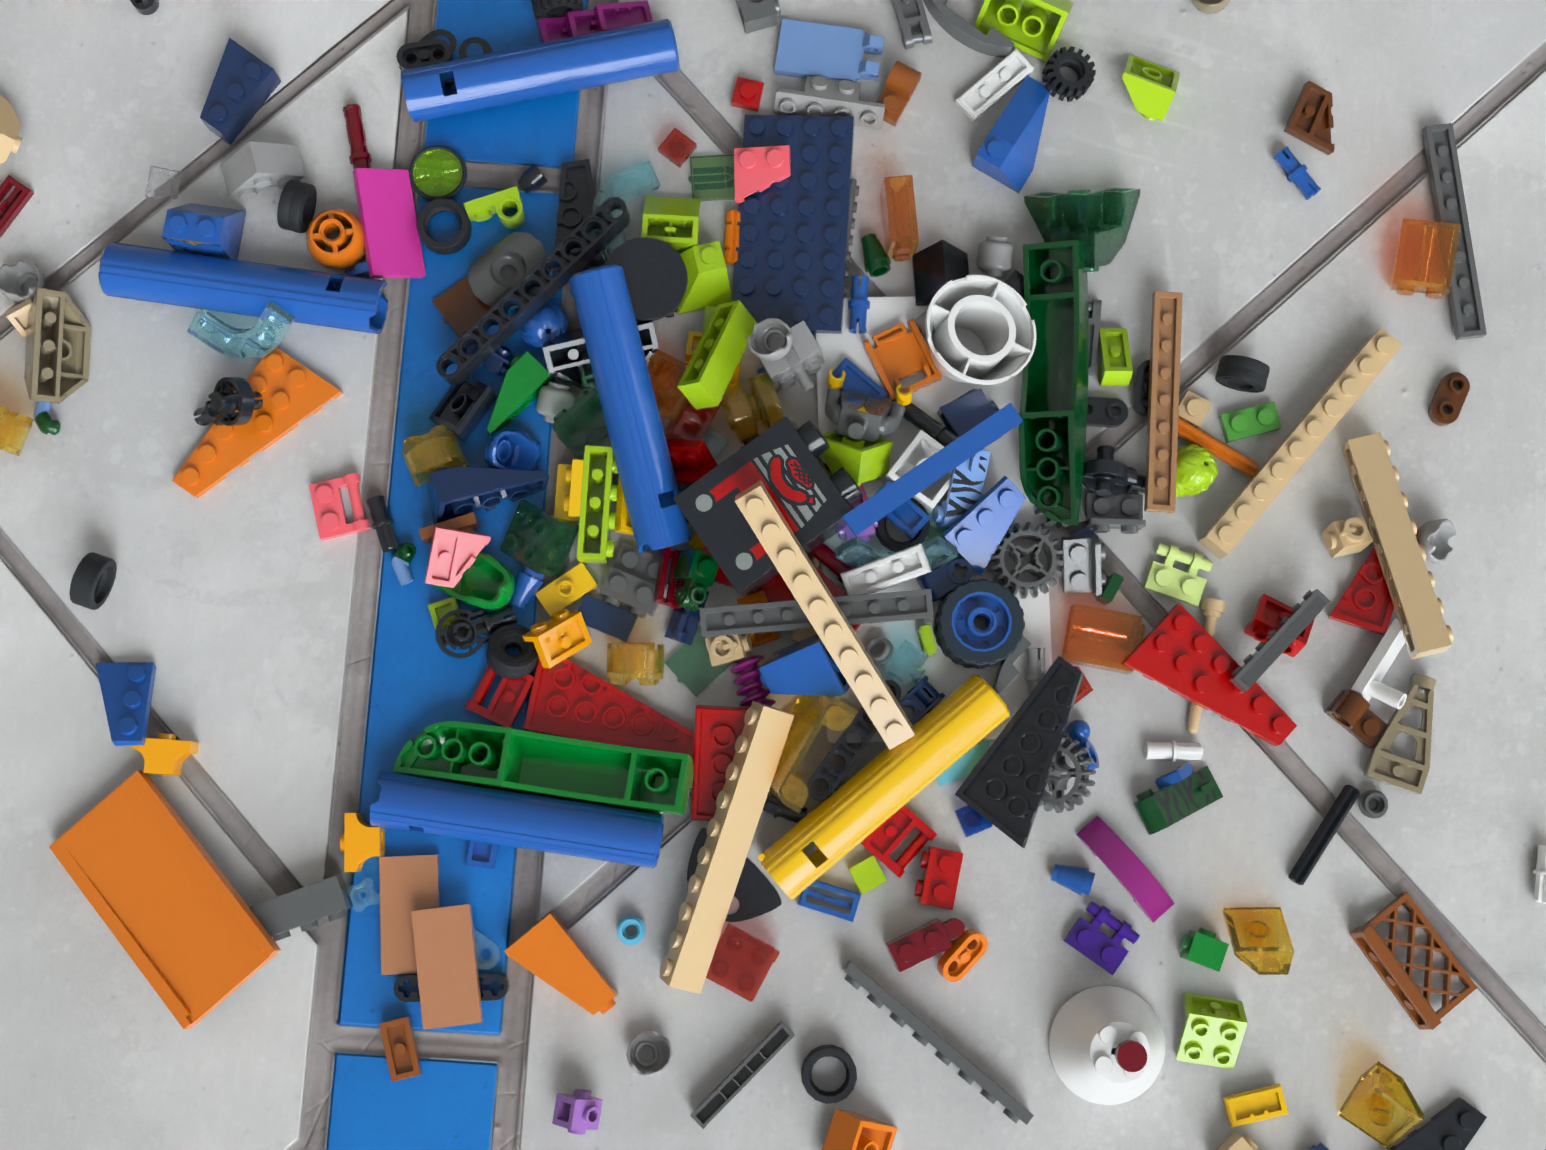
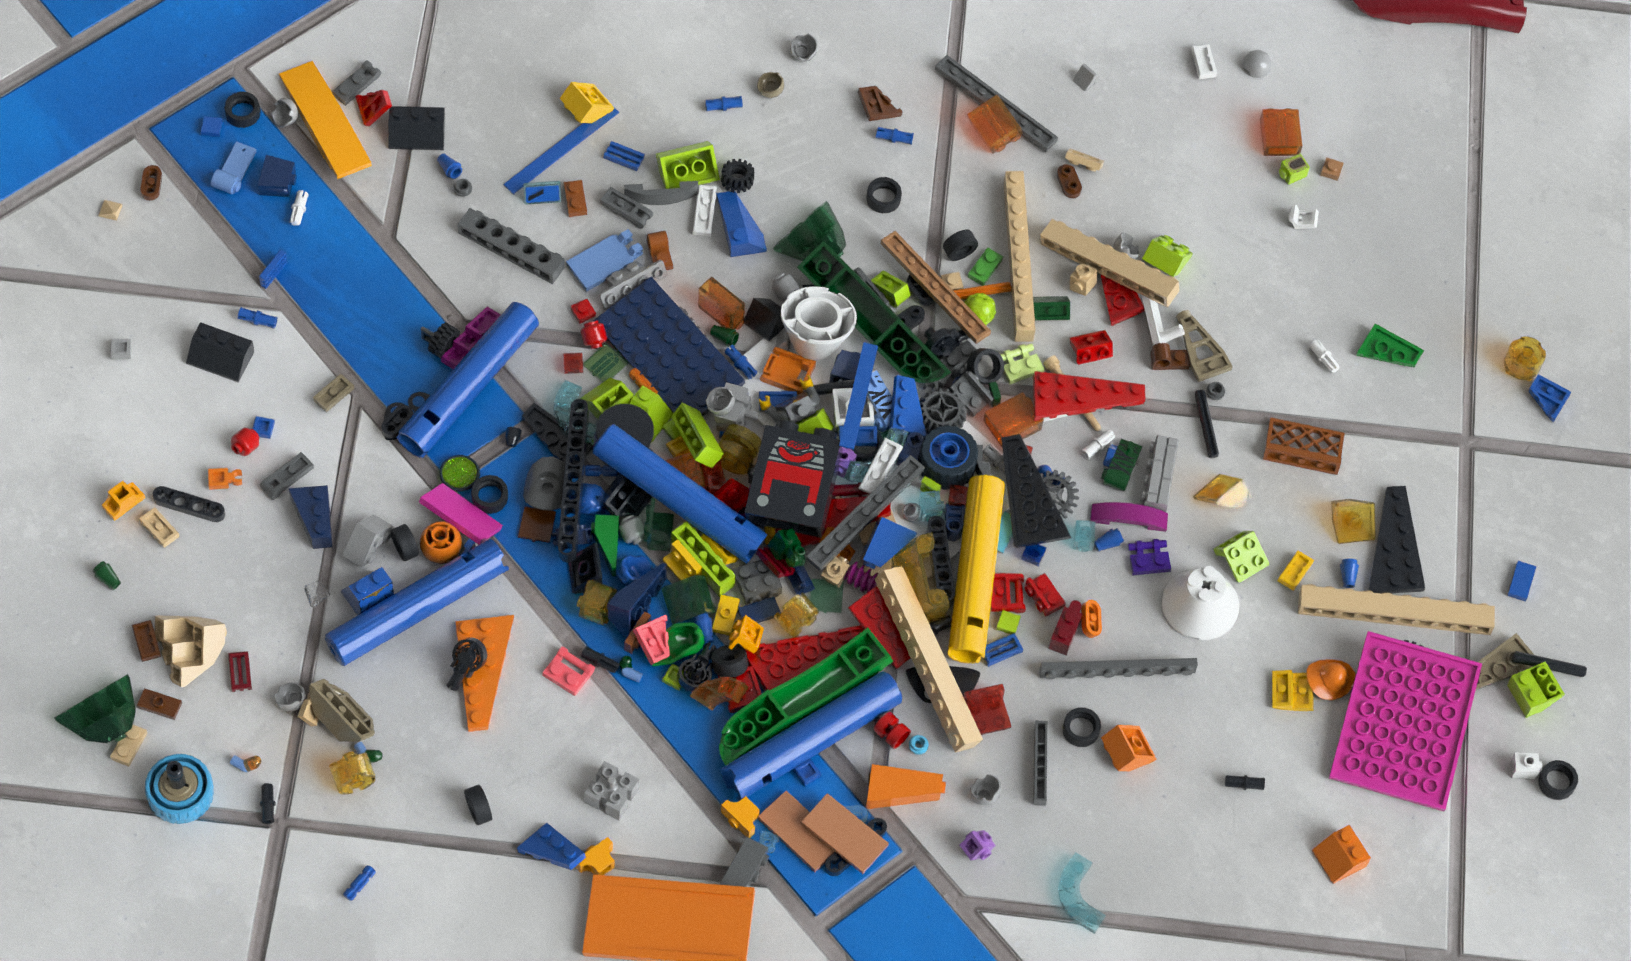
camera: 40 degrees left, 20 degrees down
(242, 342) = (441, 630): clear light blue plate -> none
(250, 688) = (611, 790): none -> light grey brick
(254, 20) = (287, 475): none -> dark grey plate
(356, 136) = (411, 496): dark red pin -> none
(400, 1048) = (859, 895): dark orange plate -> none
(468, 680) = (718, 691): none -> clear orange brick
(497, 203) = (507, 461): lime plate -> none
(613, 890) = (890, 728): none -> red wheel
(728, 132) = (593, 334): none -> red head
(758, 168) = (627, 337): coral wing -> none
(824, 614) = (873, 500): tan brick -> none
(949, 677) = (957, 495): none -> clear red plate
(1049, 849) = (1084, 535): none -> clear light blue brick
(1131, 1056) = (1212, 578): dark red tile -> none
(1136, 564) = (998, 364): none -> black tyre
(1150, 86) = (785, 149): lime slope -> none
(1203, 949) = (1202, 520): green brick -> none
(1210, 851) = (1161, 472): none -> light grey brick
(1227, 220) = (887, 183): none -> black tyre
(1278, 538) = (1051, 308): none -> dark green panel
(1279, 639) = (1097, 348): dark grey piece -> none
(1476, 590) = (1167, 255): none -> lime slope
(1495, 396) = (1091, 163): none -> tan plate

